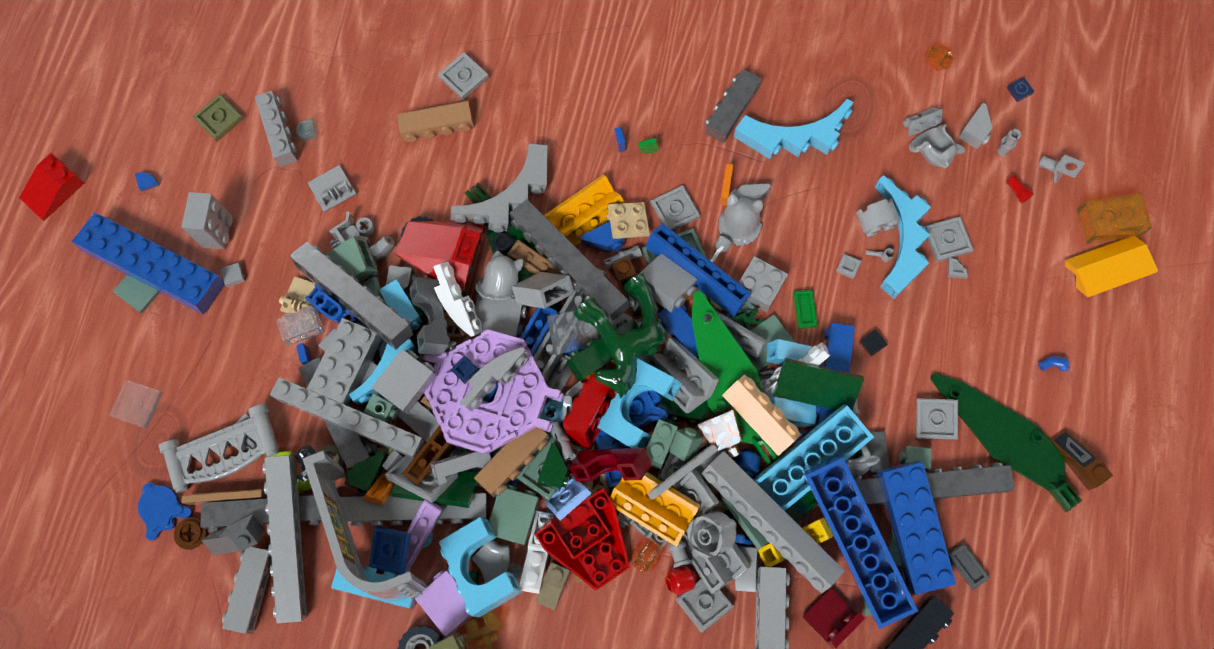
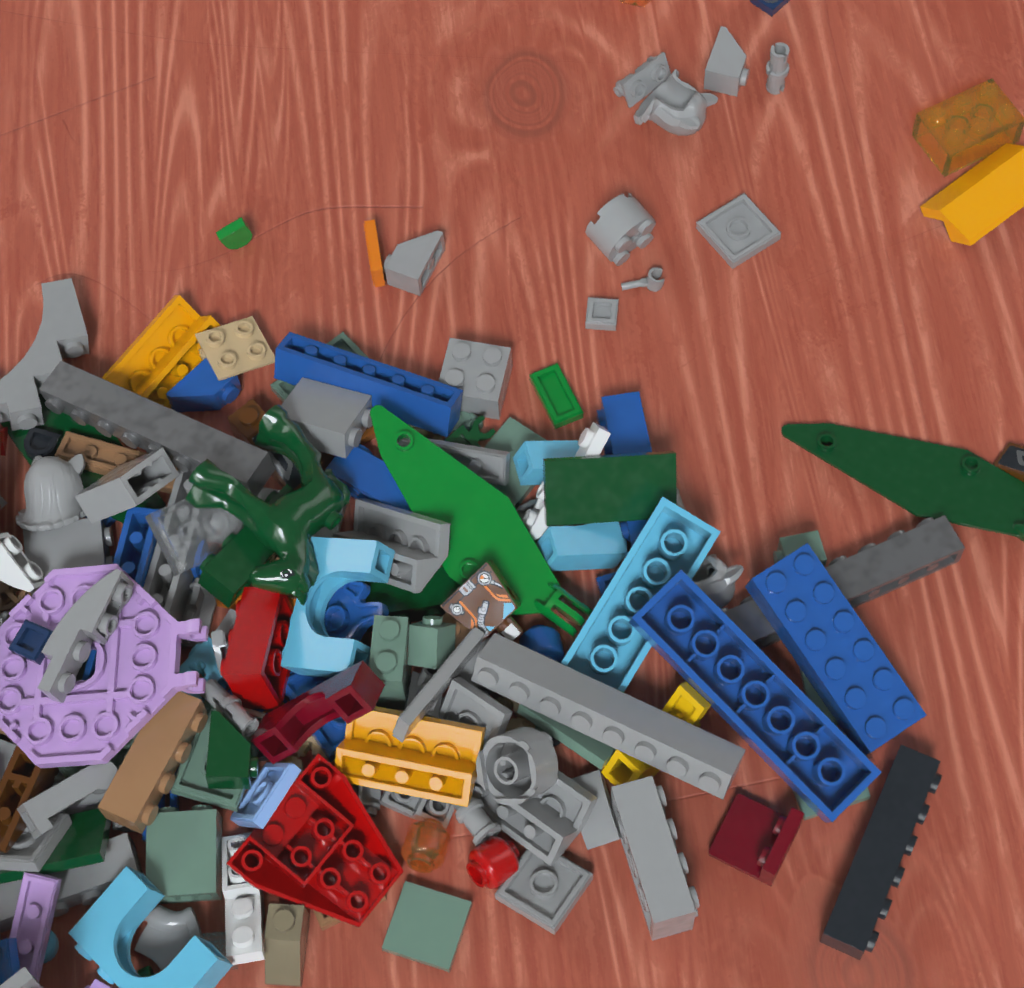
camera: 20 degrees left, 10 degrees down
(620, 140) = (186, 238): blue tile -> none
(632, 253) = (261, 395): light grey pin -> none
(633, 602) = (427, 926): none -> sand green tile
(675, 208) = (306, 311): light grey tile -> none
(722, 245) = (396, 342): light grey hinge -> none
(732, 106) = (347, 141): flat silver brick -> none
(740, 220) = (413, 296): light grey hair -> none
(742, 540) = (573, 769): blue tile -> none
(761, 414) = (536, 556): light nougat brick -> none
(797, 139) = (422, 169): medium azure arch -> none
(802, 507) = (651, 679): dark green tile -> none
(873, 343) = (677, 411): black tile -> none
(878, 447) = (734, 552): dark grey tile -> none
(911, 237) = (683, 241): medium azure arch -> none
(937, 419) = (812, 488): light grey tile -> none
(955, 269) = (765, 269): light grey tile -> none
(968, 566) = (938, 689): dark grey tile -> none
(1022, 192) = (822, 132): red pin -> none
(1059, 168) = (865, 83): light grey bracket -> none
(1061, 362) = (957, 350): blue arm -> none

